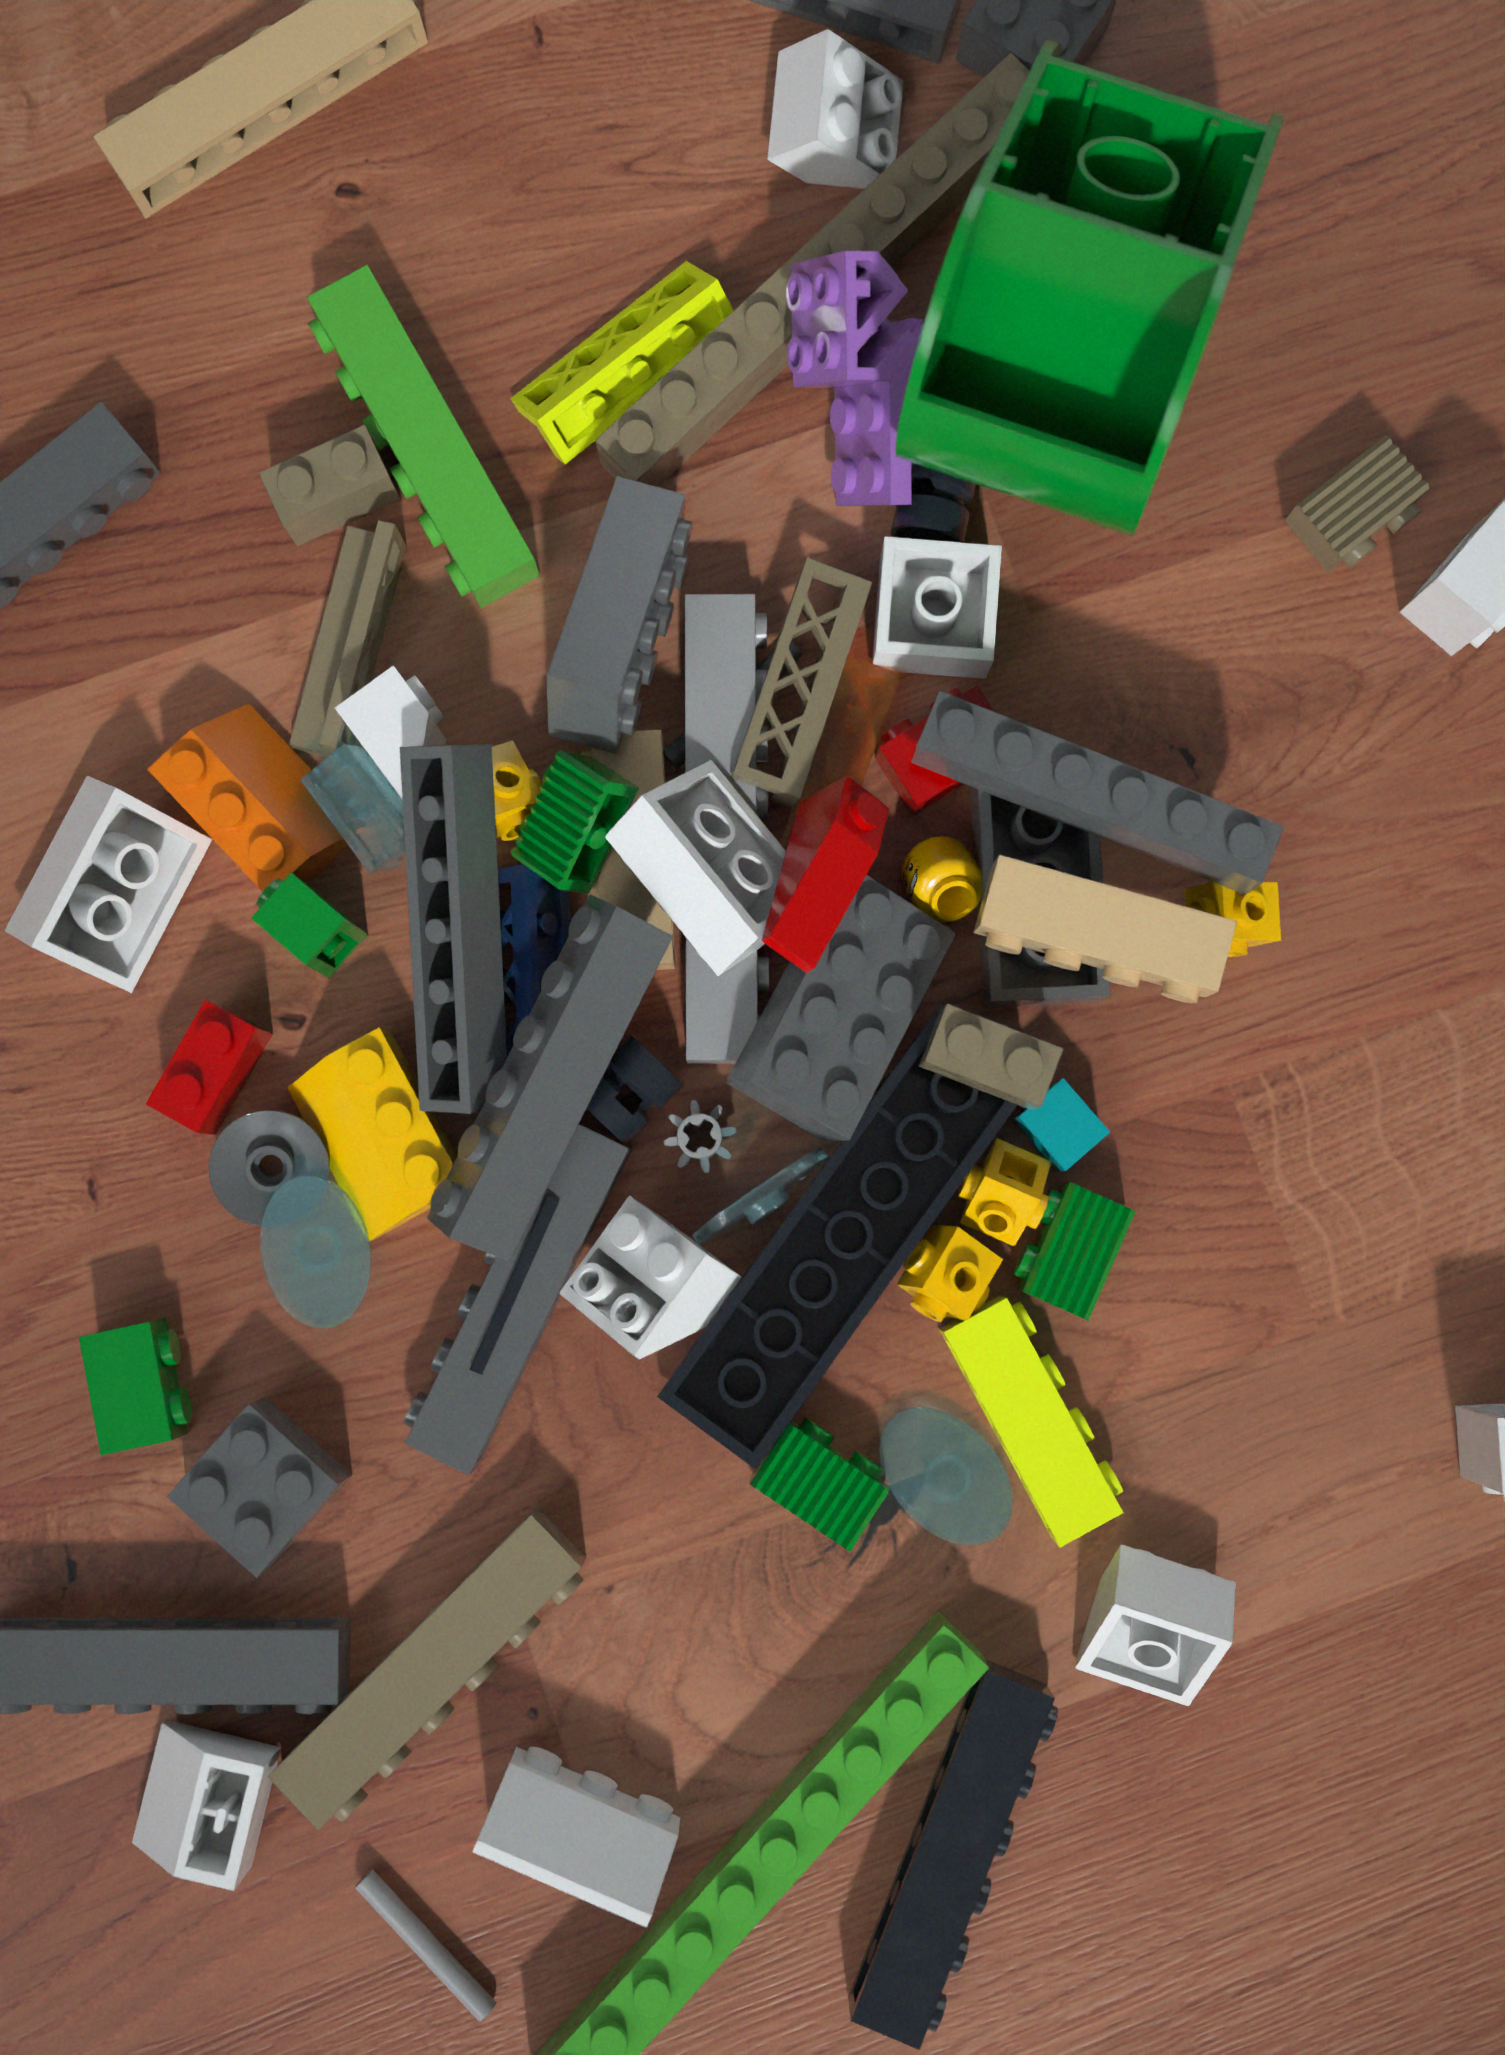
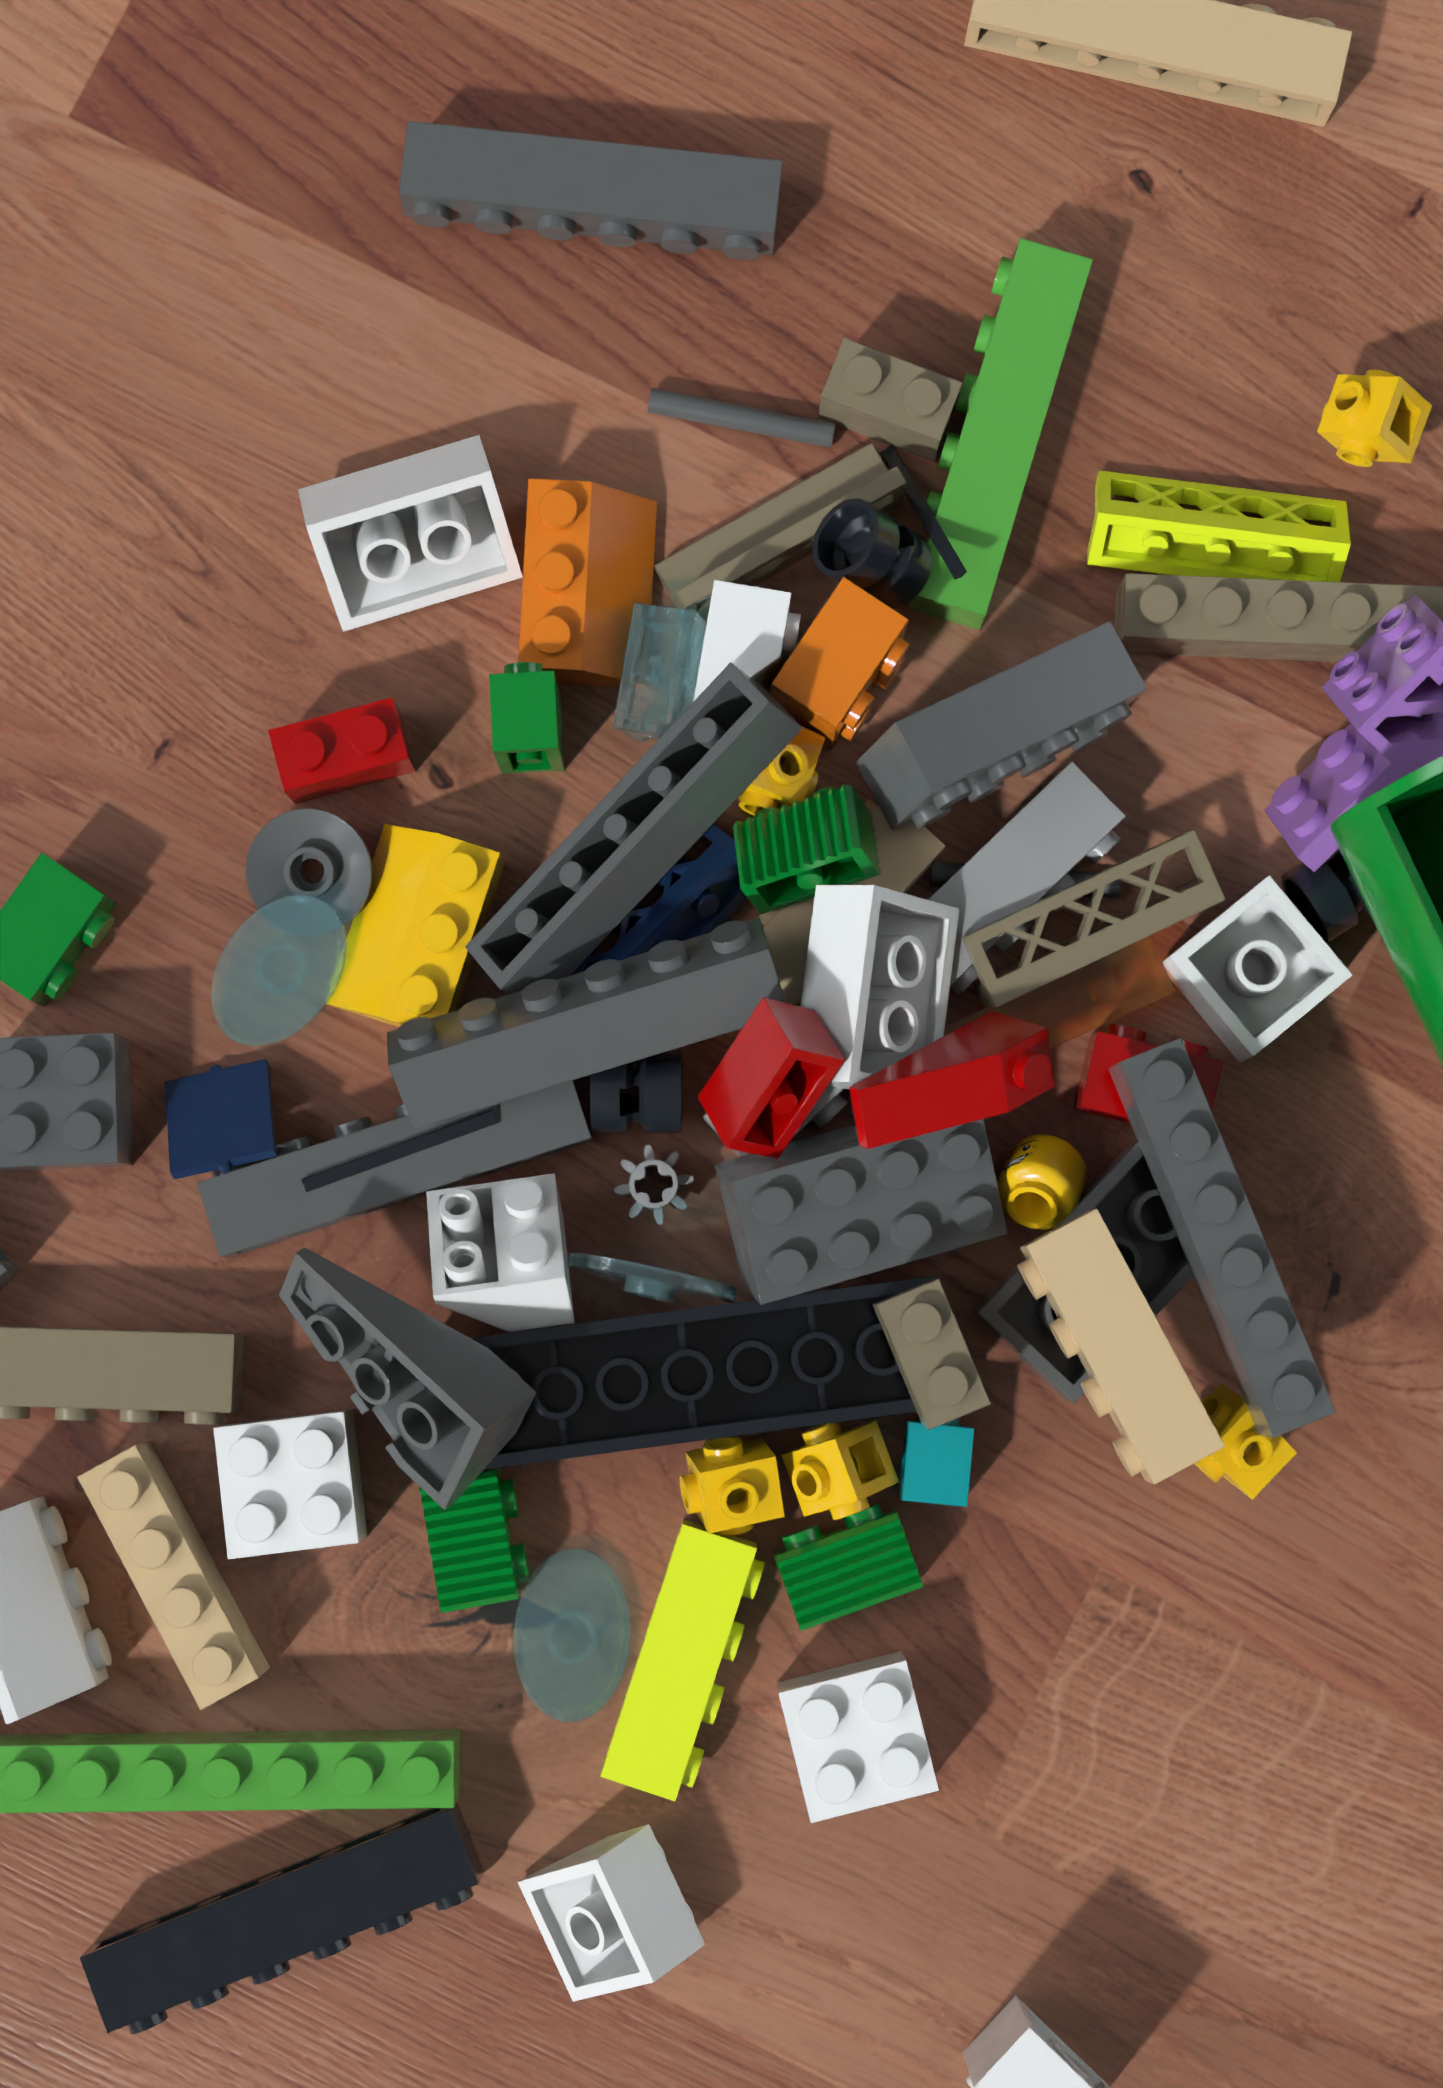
camera: 45 degrees right, 0 degrees up
(247, 595) = (741, 417): none -> dark grey bar
(377, 1386) = (220, 1119): none -> dark blue piece
(420, 591) = (872, 552): none -> black wheel
(433, 534) = (926, 516): none -> black piece
(470, 679) = (840, 661): none -> orange brick
(649, 187) = (1374, 418): none -> yellow brick
(653, 1708) = (174, 1574): none -> tan brick
(667, 1572) = (290, 1484): none -> white brick
(692, 1415) = (428, 1385): none -> dark grey wedge
(705, 988) = (770, 1078): none -> red brick
(1192, 1349) = (857, 1736): none -> white brick

